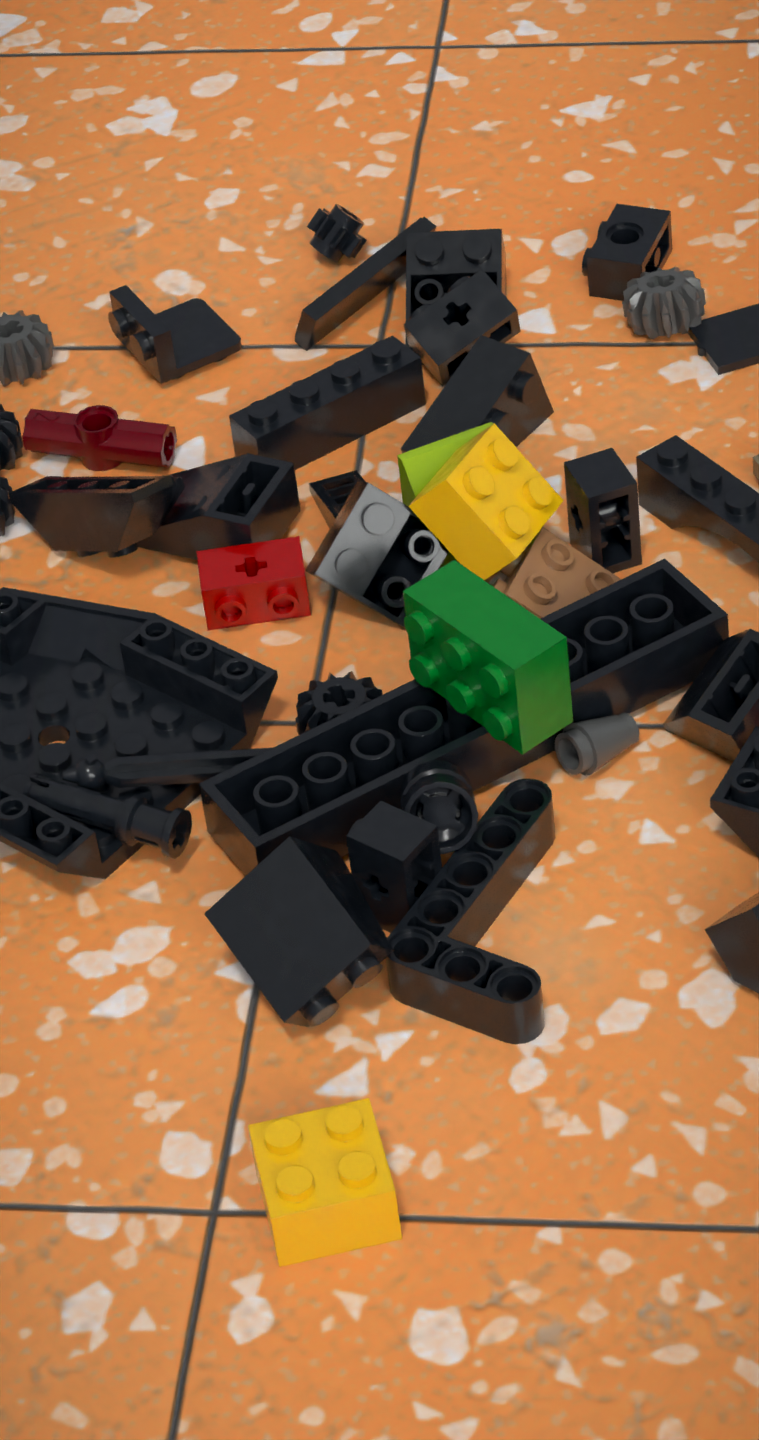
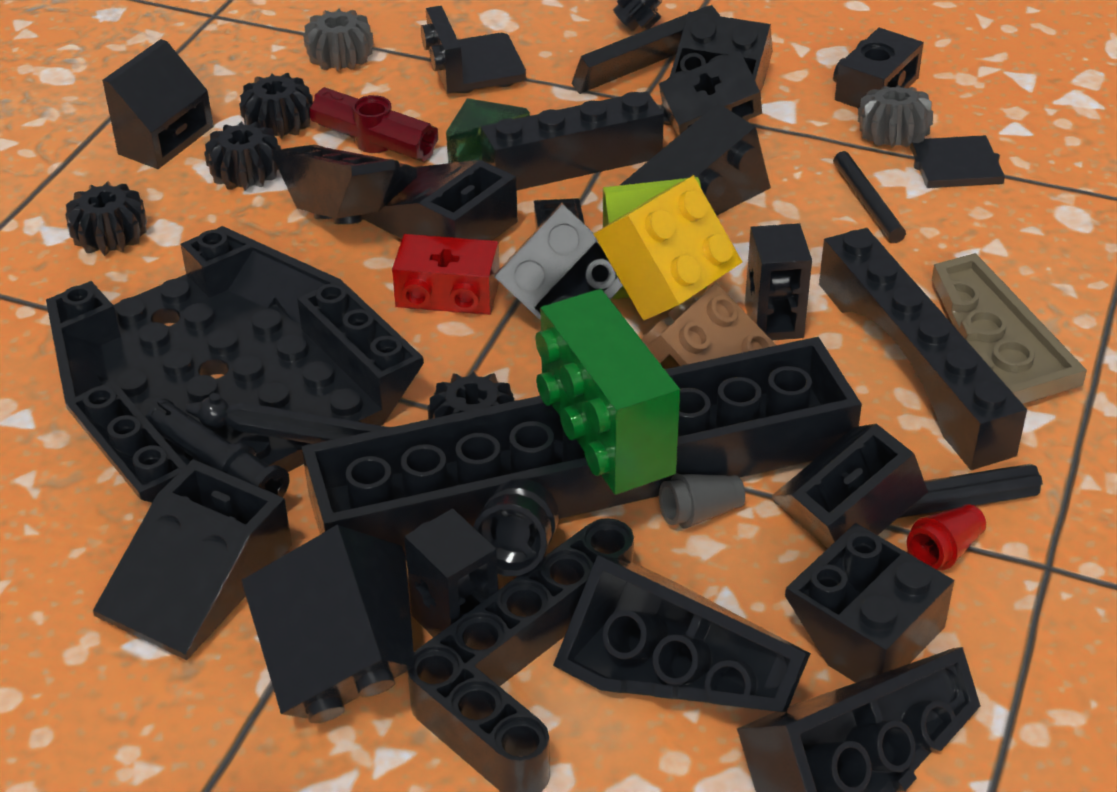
camera: 10 degrees right, 0 degrees up
(132, 912) = (191, 558): none -> black slope
(211, 419) = (465, 130): none -> clear green slope
(611, 875) = (668, 642): none -> black wedge
(662, 398) = (869, 197): none -> black bar

